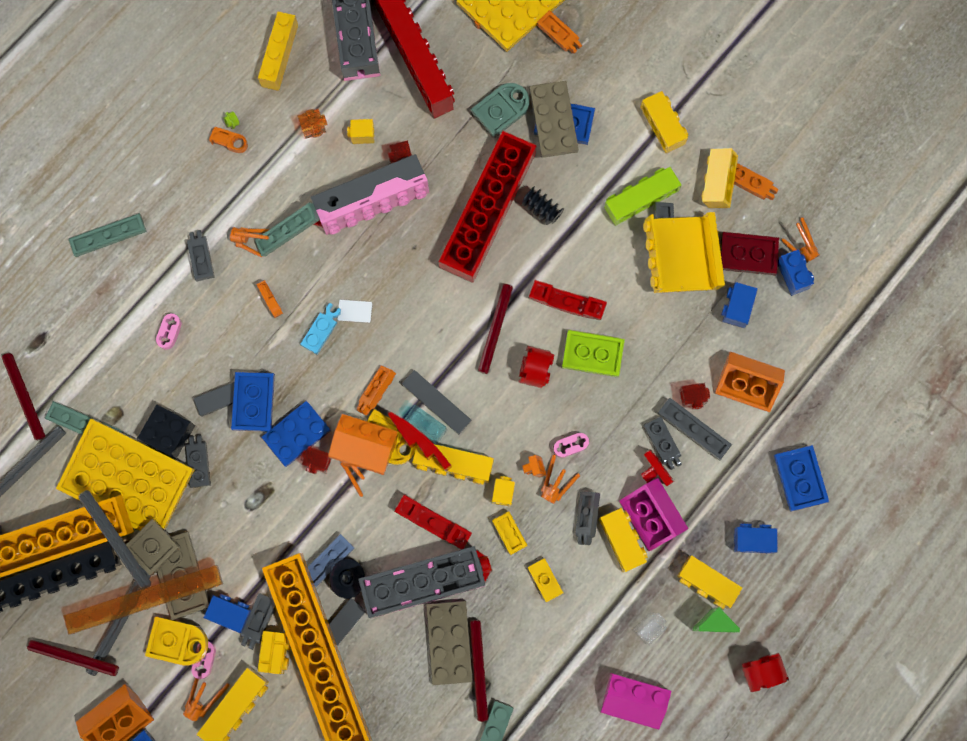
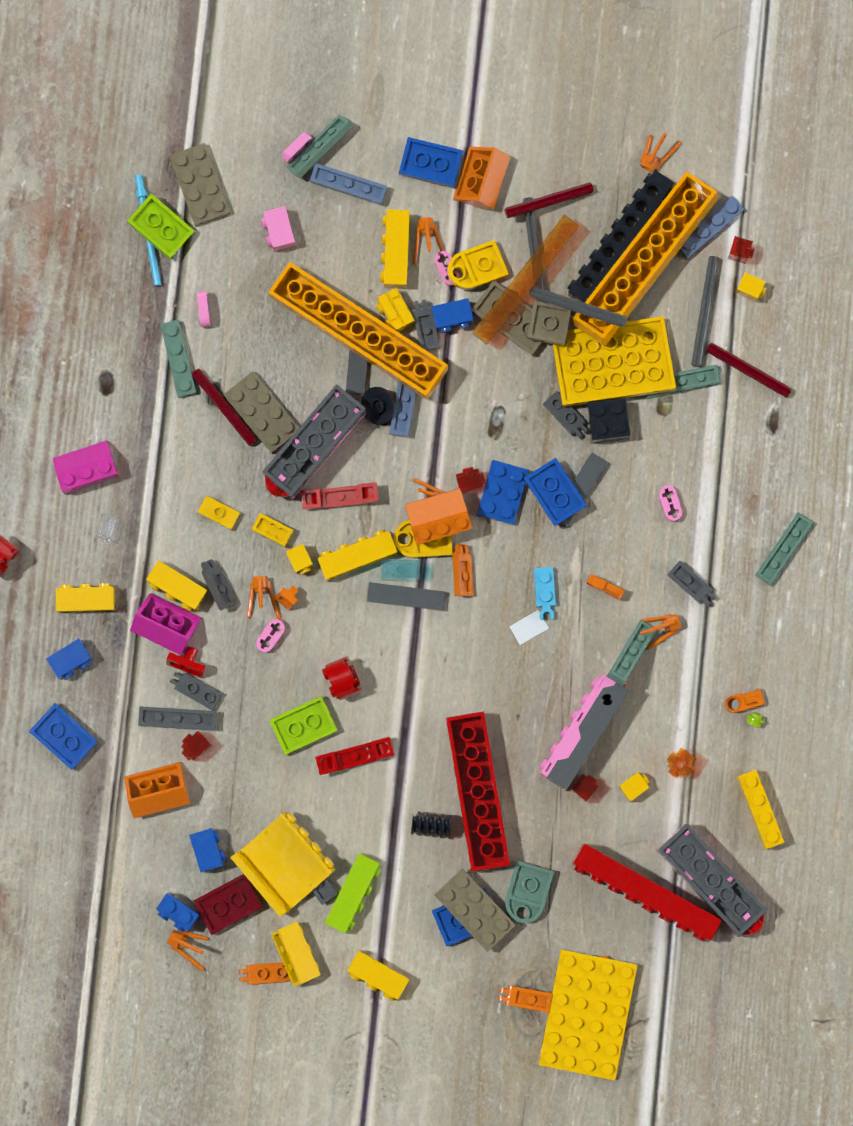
camera: 145 degrees right, 5 degrees up
(415, 437) = (402, 550): red slope -> none
(495, 329) = (399, 691): dark red axle -> none
(716, 621) = (60, 567): bright green slope -> none

